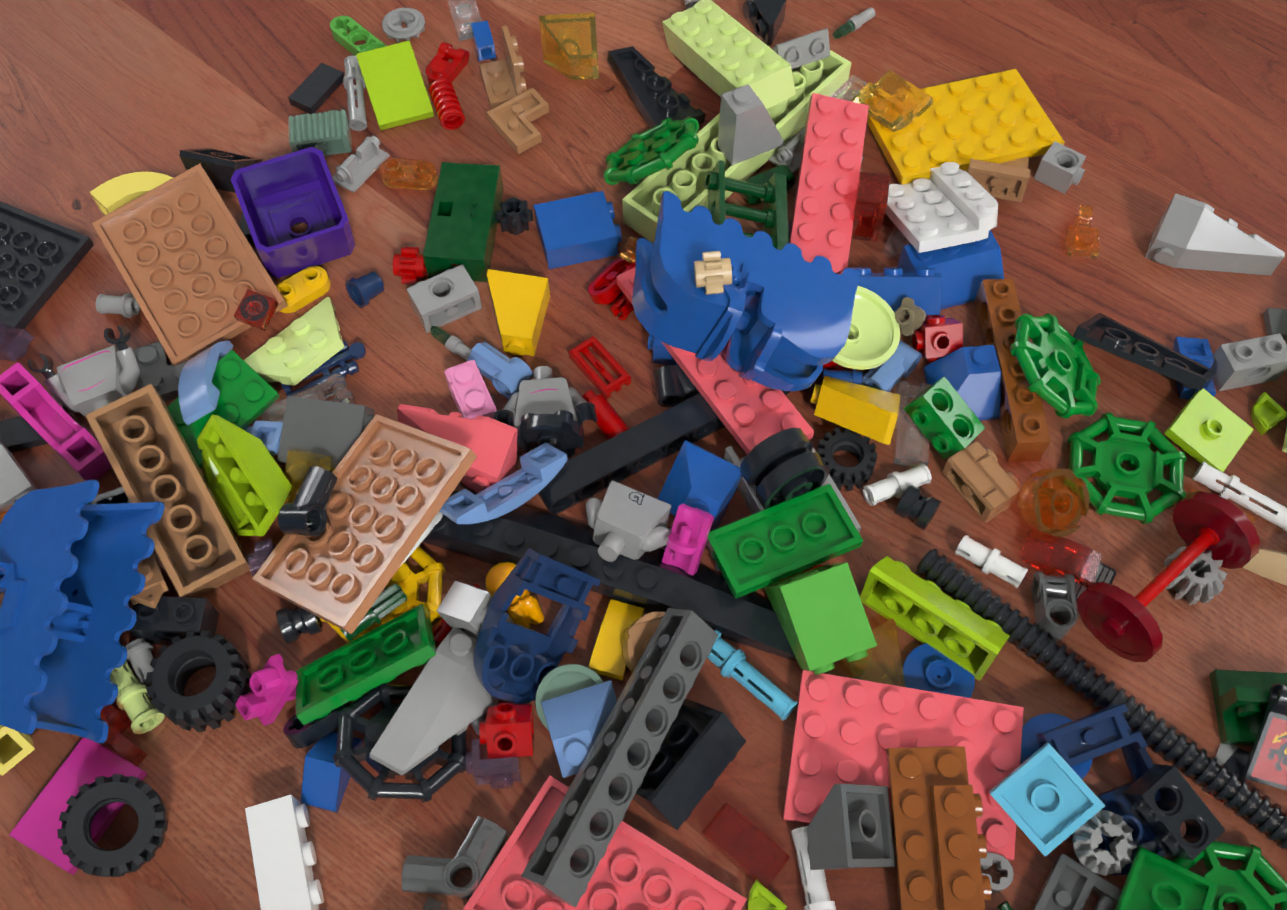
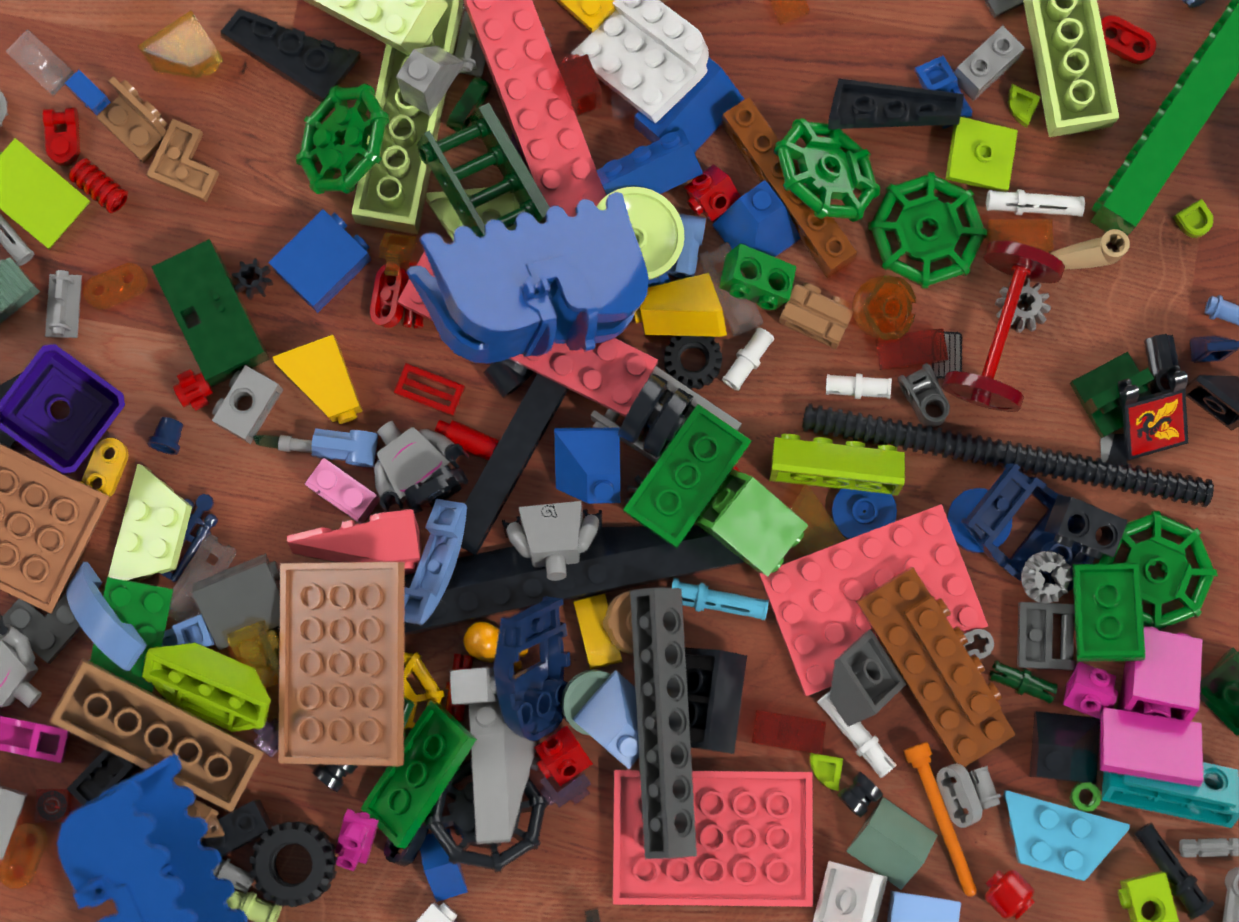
camera: 30 degrees left, 20 degrees up
(256, 309) = (92, 522): clear red tile -> none
(307, 512) = (289, 687): black piece -> none
(437, 875) = (576, 891): dark grey piece -> none
(687, 538) = (610, 519): dark pink hips -> none
(713, 272) = (516, 305): tan gear -> none
(916, 317) = (683, 189): dark tan plate -> none
(917, 507) = (776, 372): black wheel -> none
(1046, 799) = (991, 572): medium azure plate -> none

